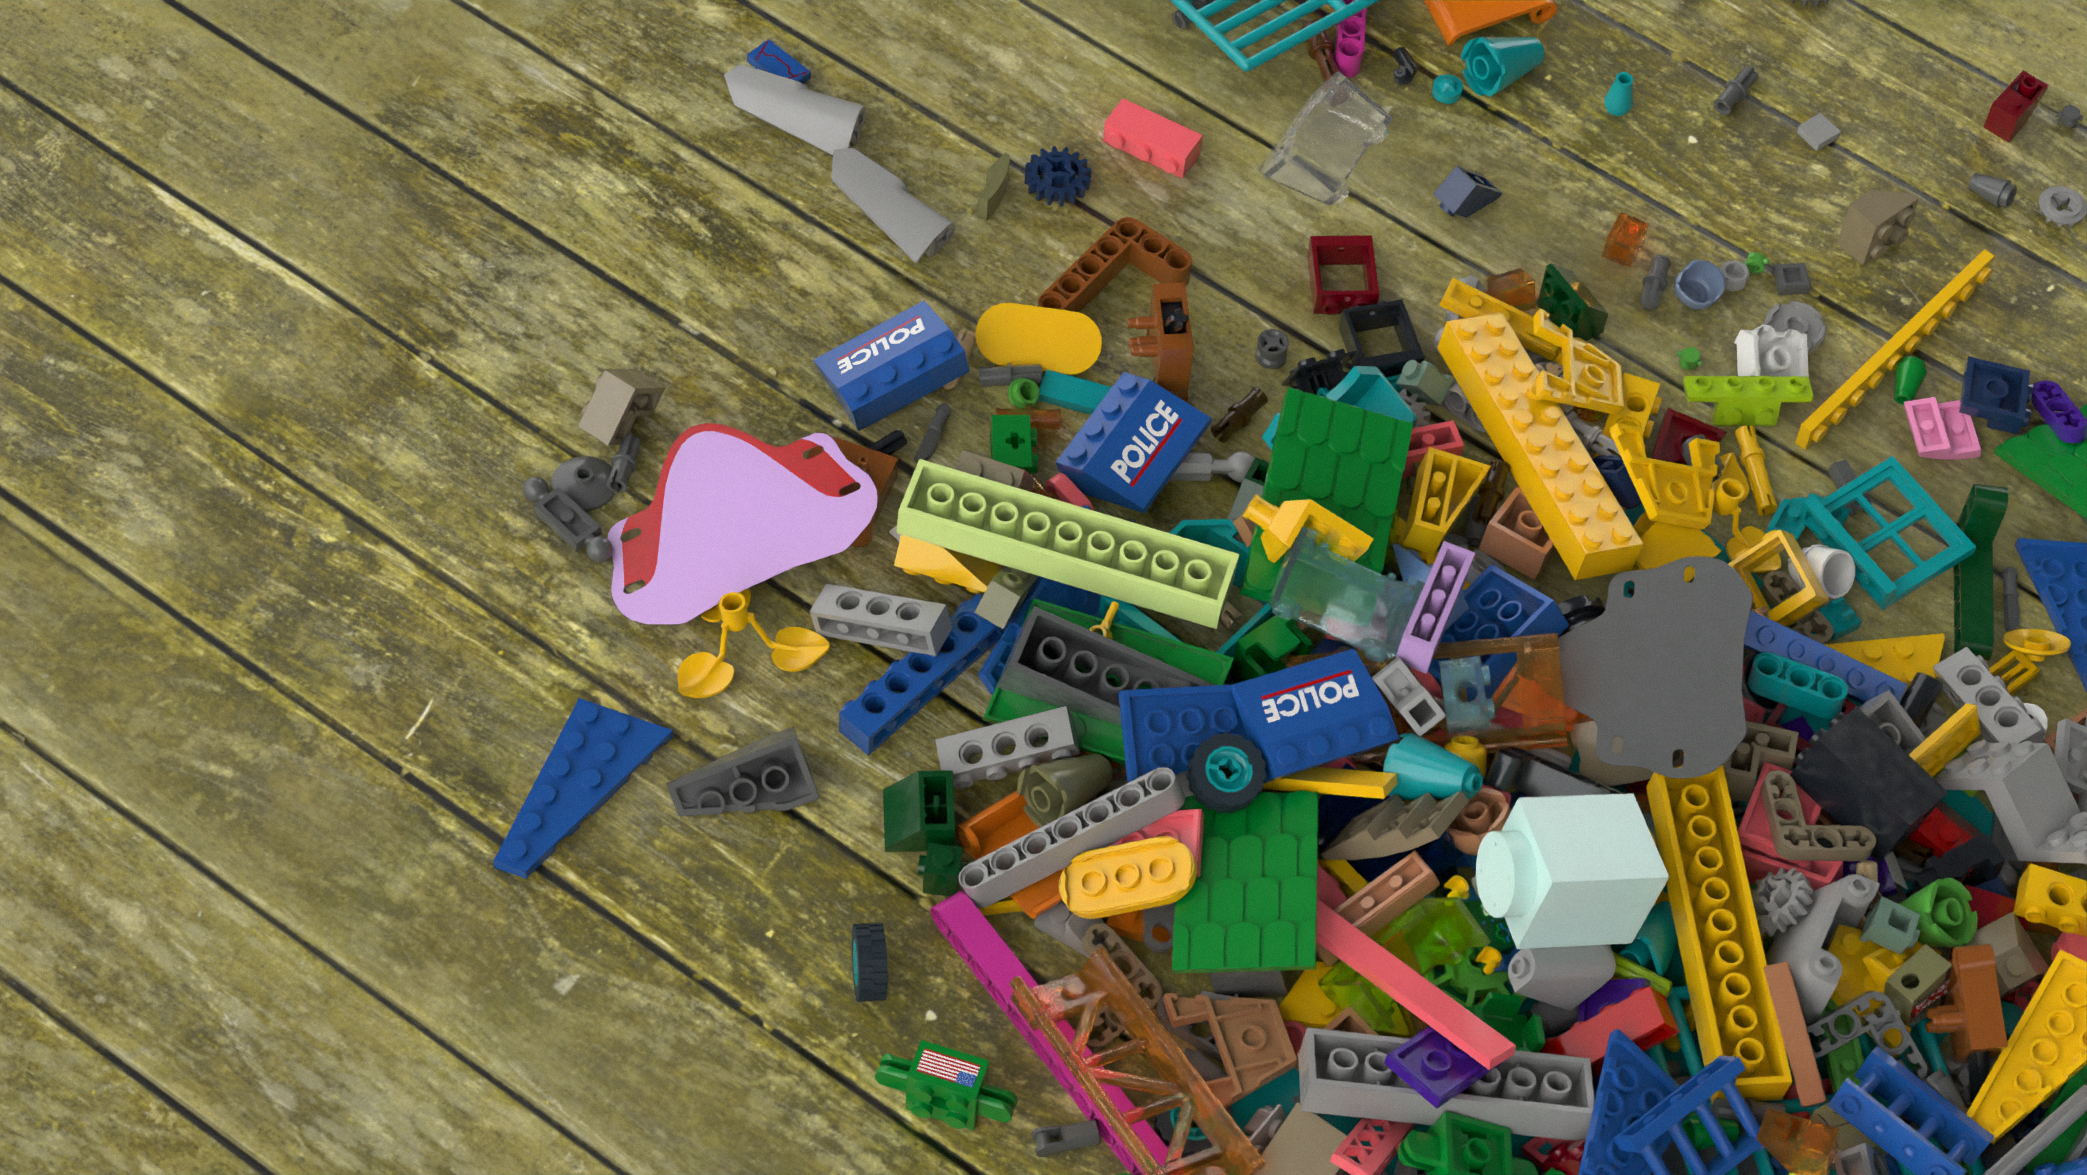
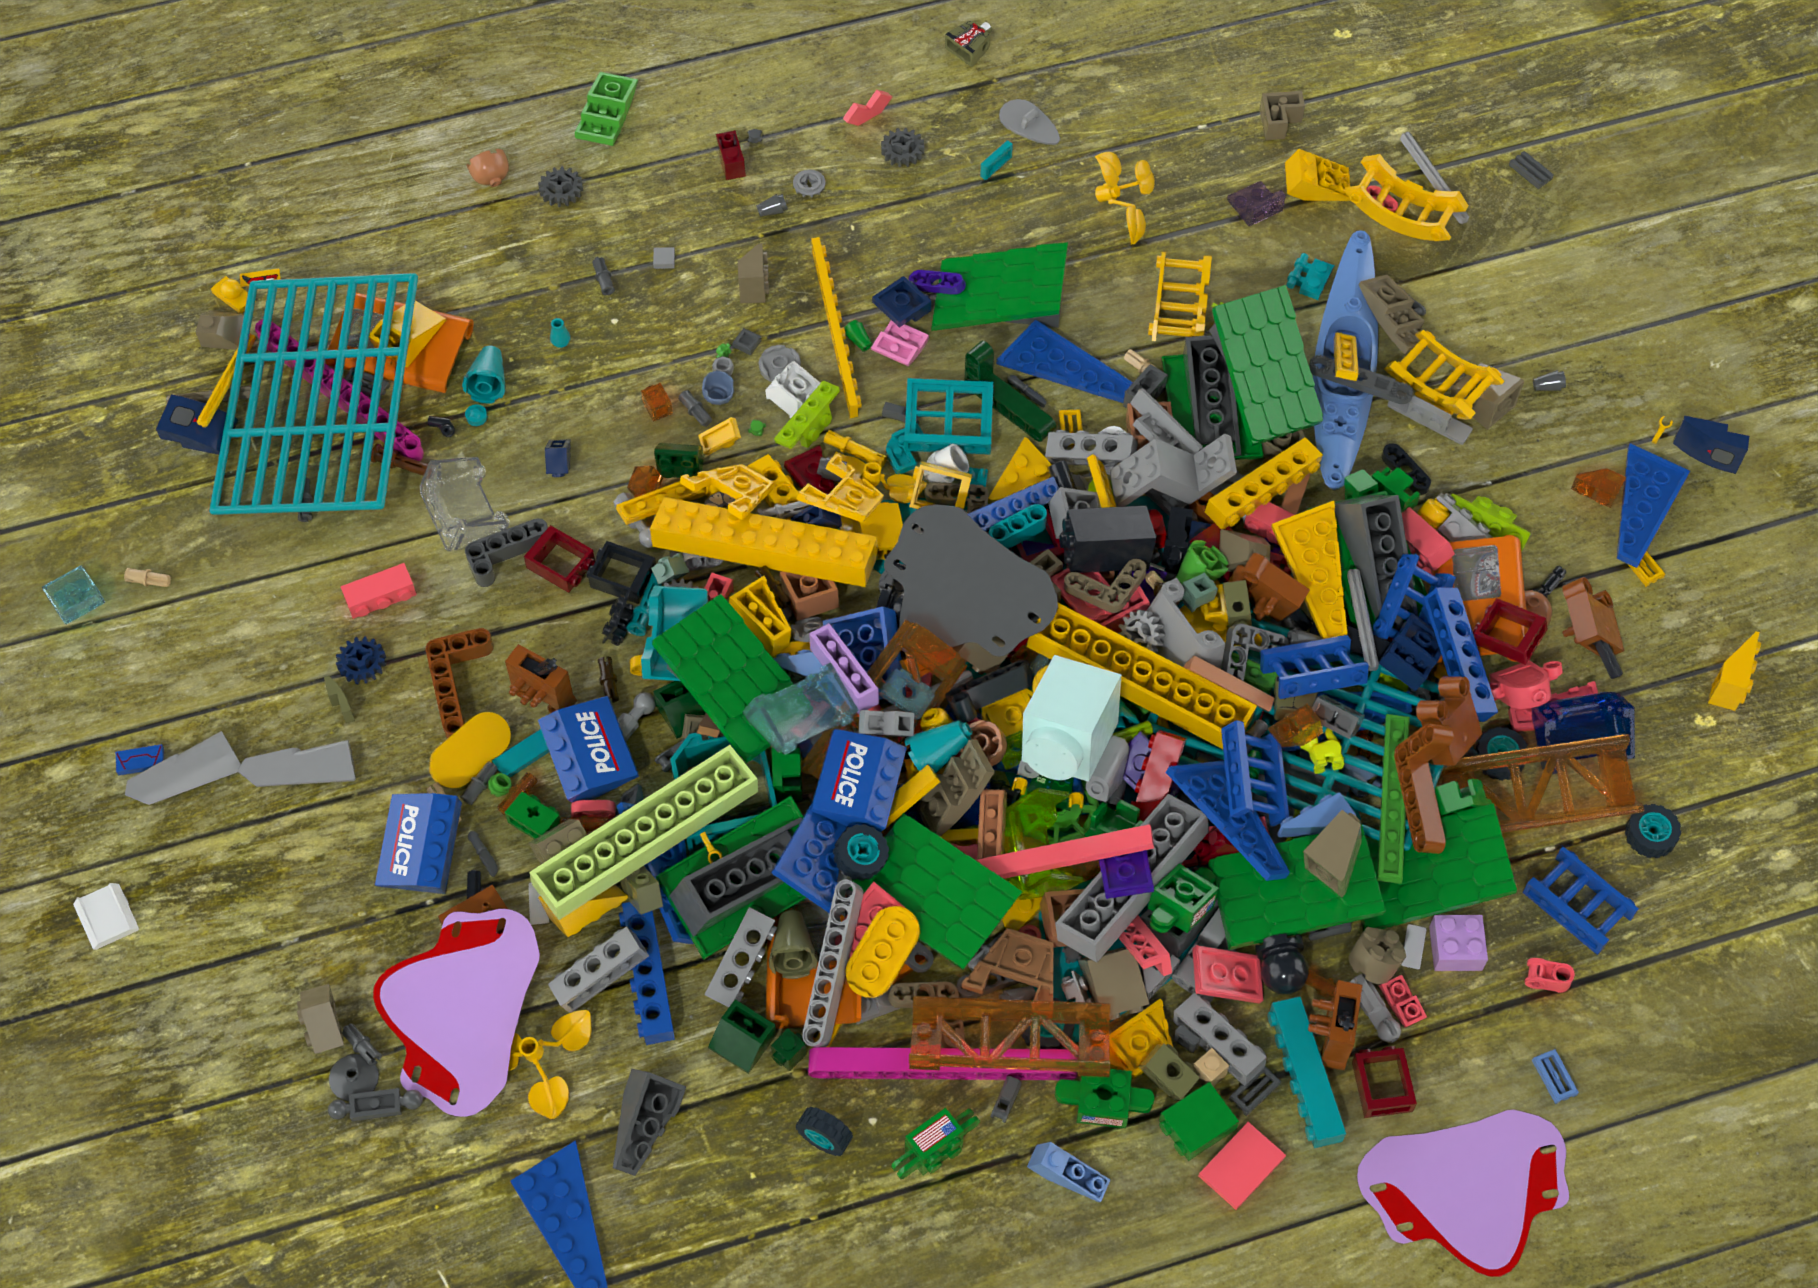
camera: 50 degrees left, 5 degrees up
(584, 151) = (105, 915): none -> white slope
(1270, 341) = (575, 626): dark grey wheel -> none
(1285, 522) = (741, 706): yellow plate -> none
(1303, 210) = (487, 556): none -> dark grey beam
(1639, 325) = (720, 436): none -> yellow tile
(2037, 643) = (1065, 398): yellow dish -> none

